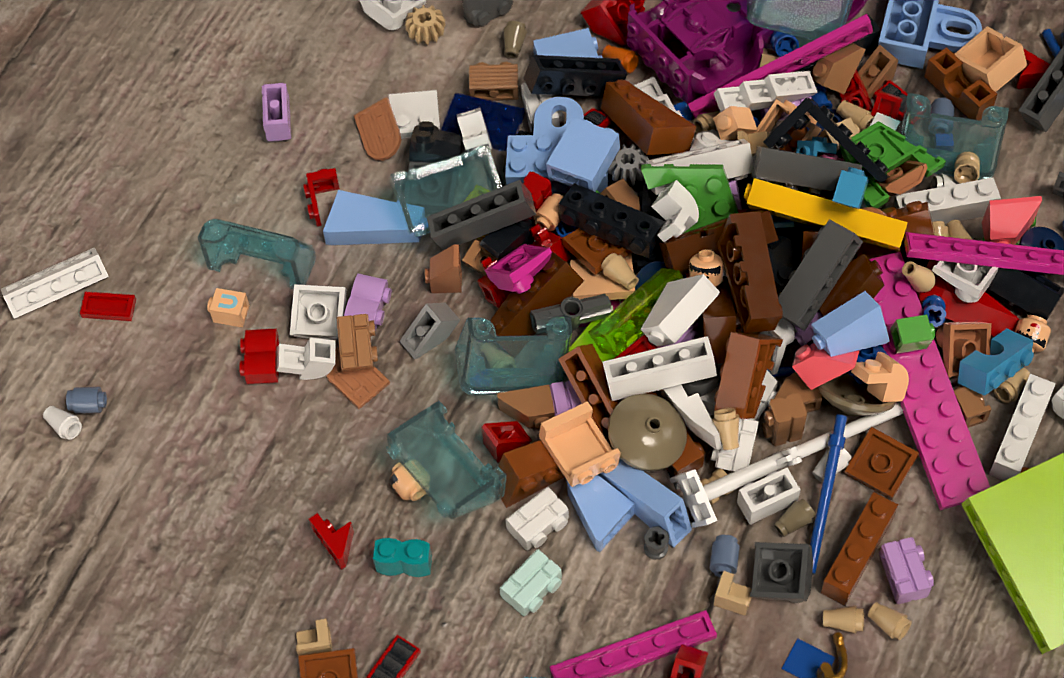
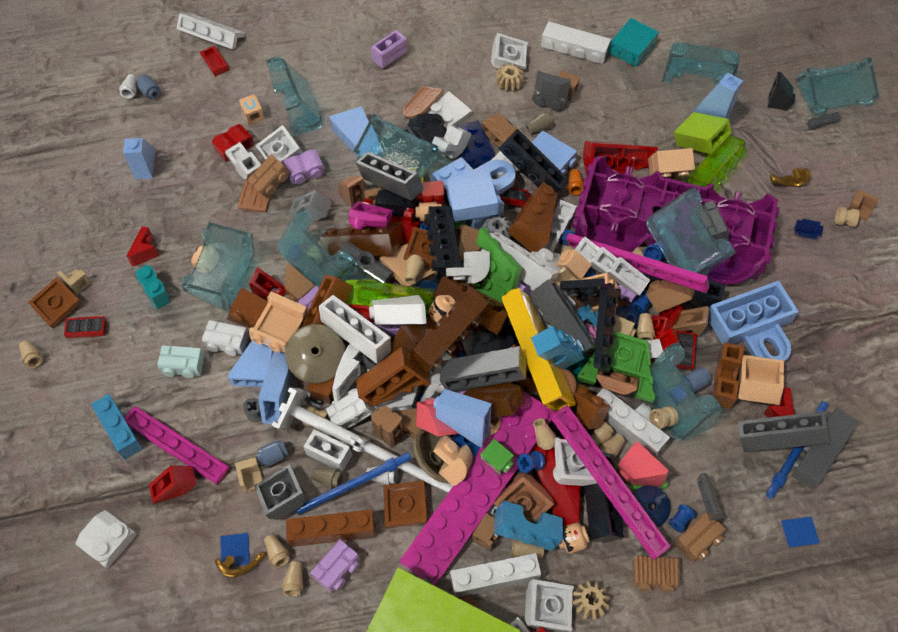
camera: 50 degrees right, 0 degrees up
(202, 466) = (140, 157): none -> light blue slope
(319, 182) = (357, 96): red bracket -> none
(727, 425) = (346, 392): tan cone -> none

